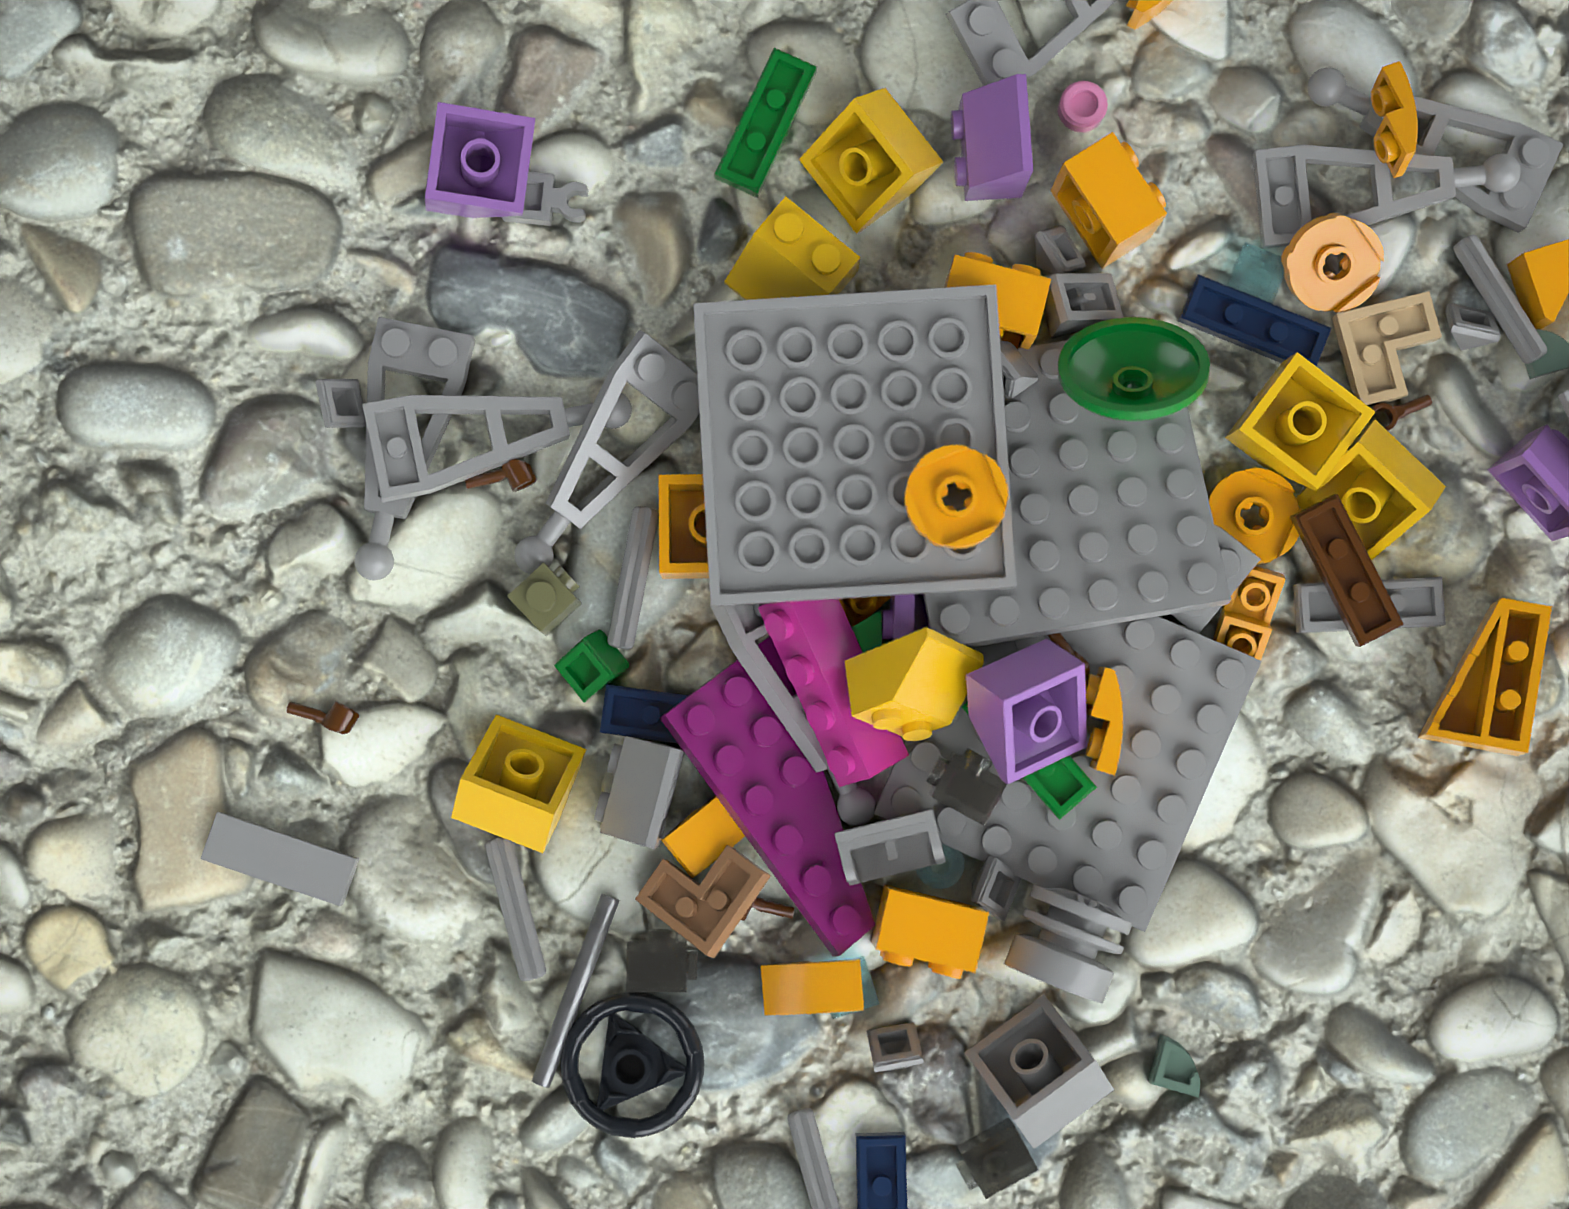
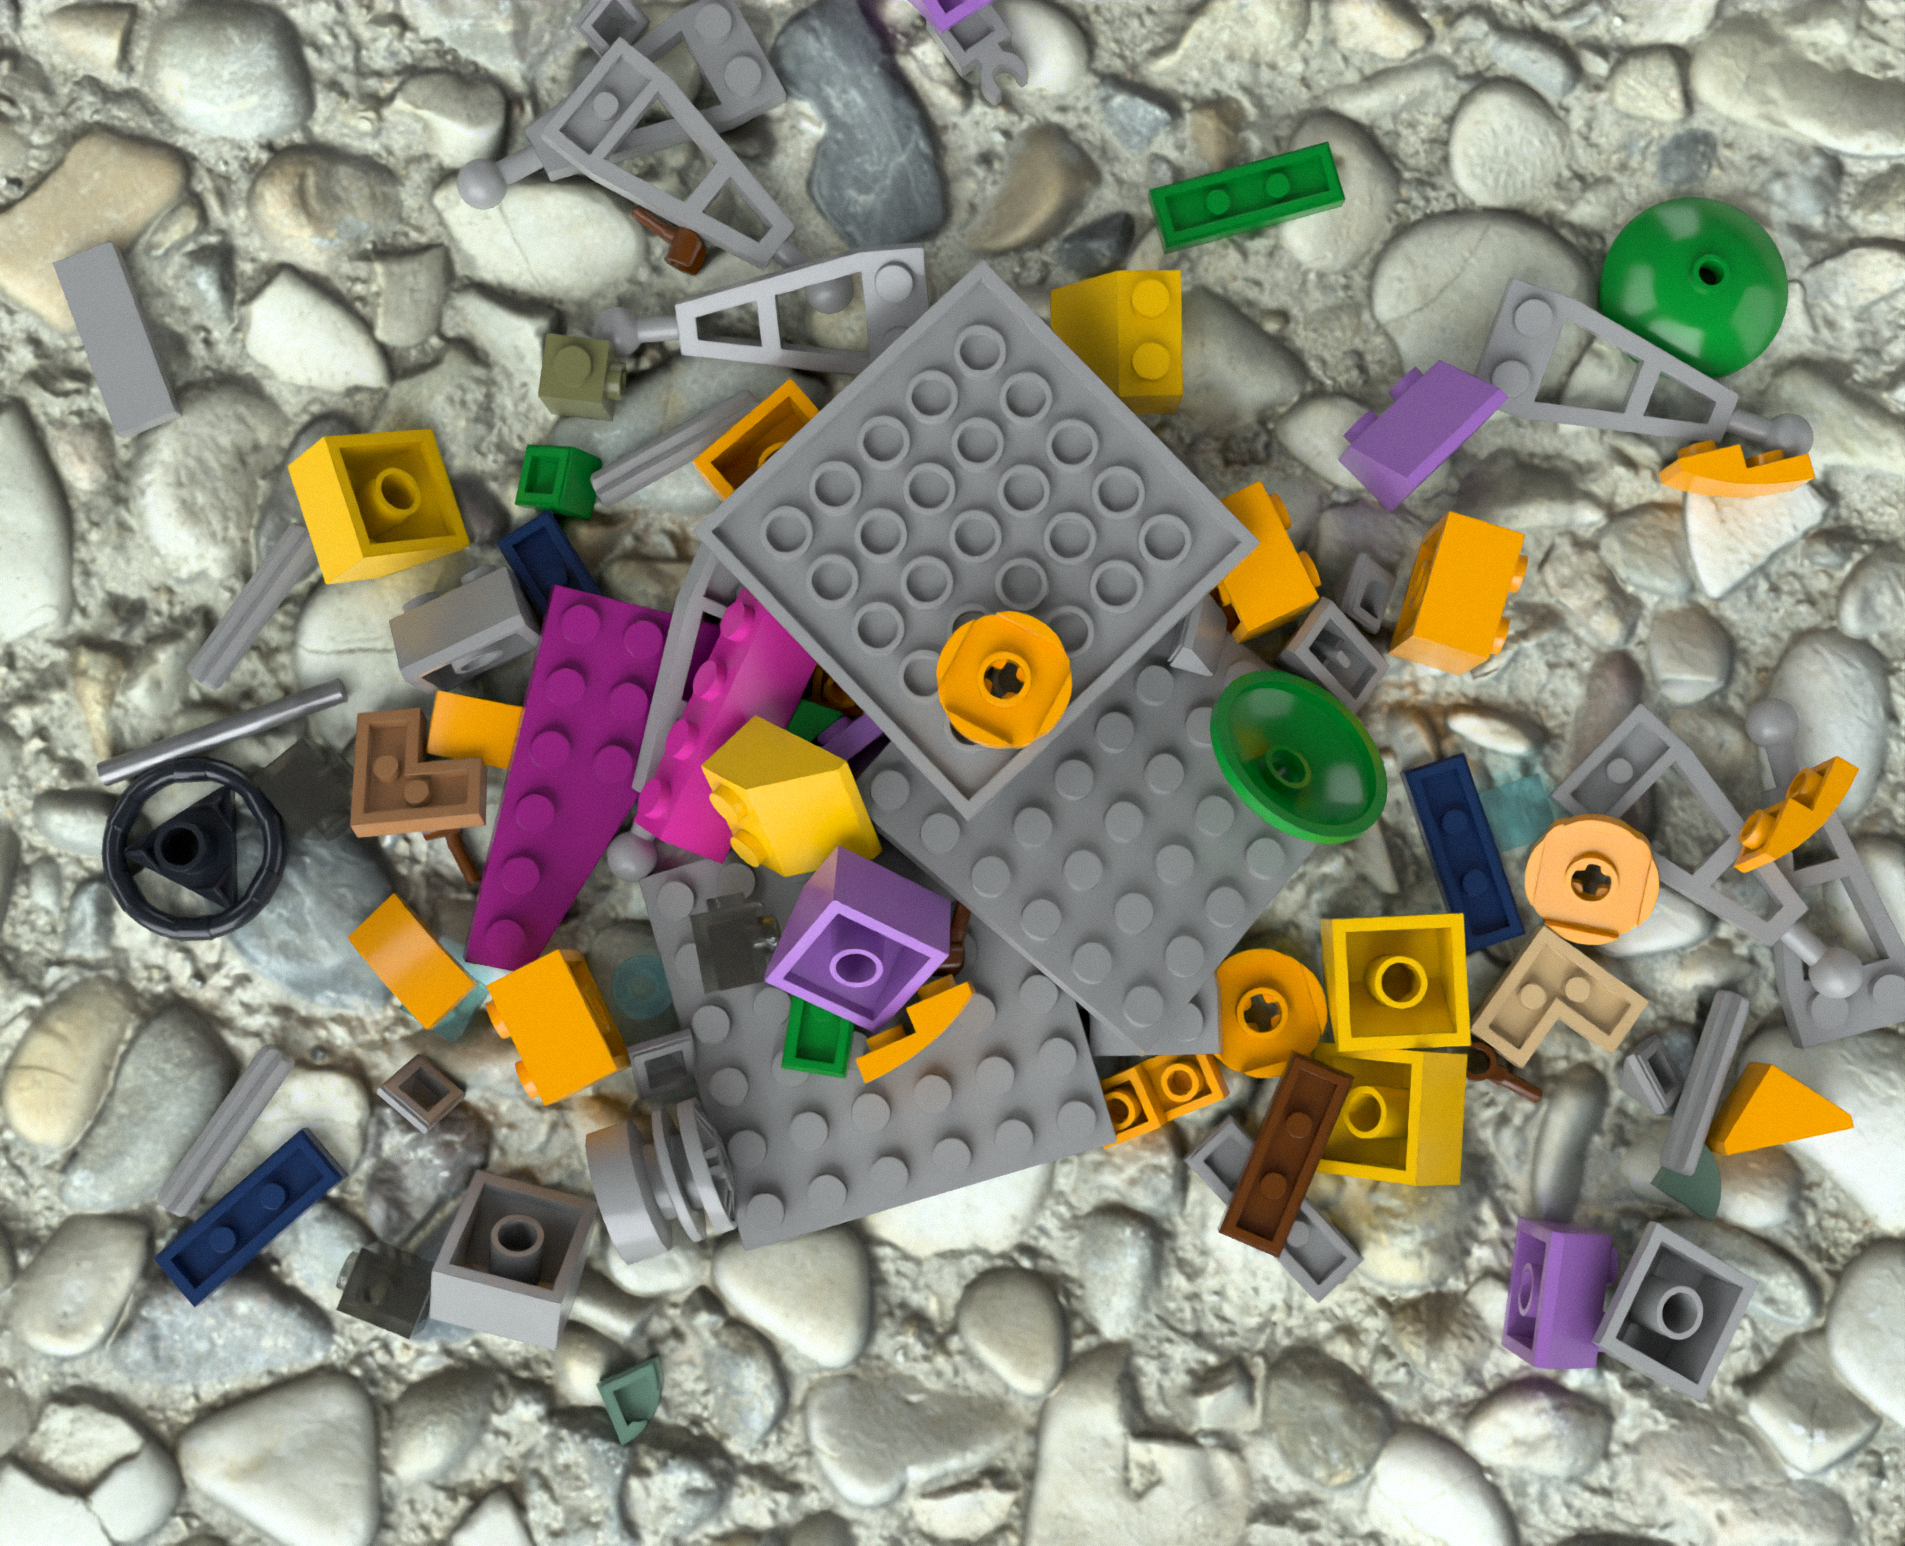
camera: 55 degrees right, 0 degrees up
(339, 718) = (301, 280): reddish brown hand -> none
(870, 159) = (1297, 327): yellow slope -> none
(890, 847) = (612, 919): light grey hinge -> none
(1082, 106) = (1536, 495): bright pink tile -> none
(1496, 682) = (1298, 1402): light orange wedge -> none

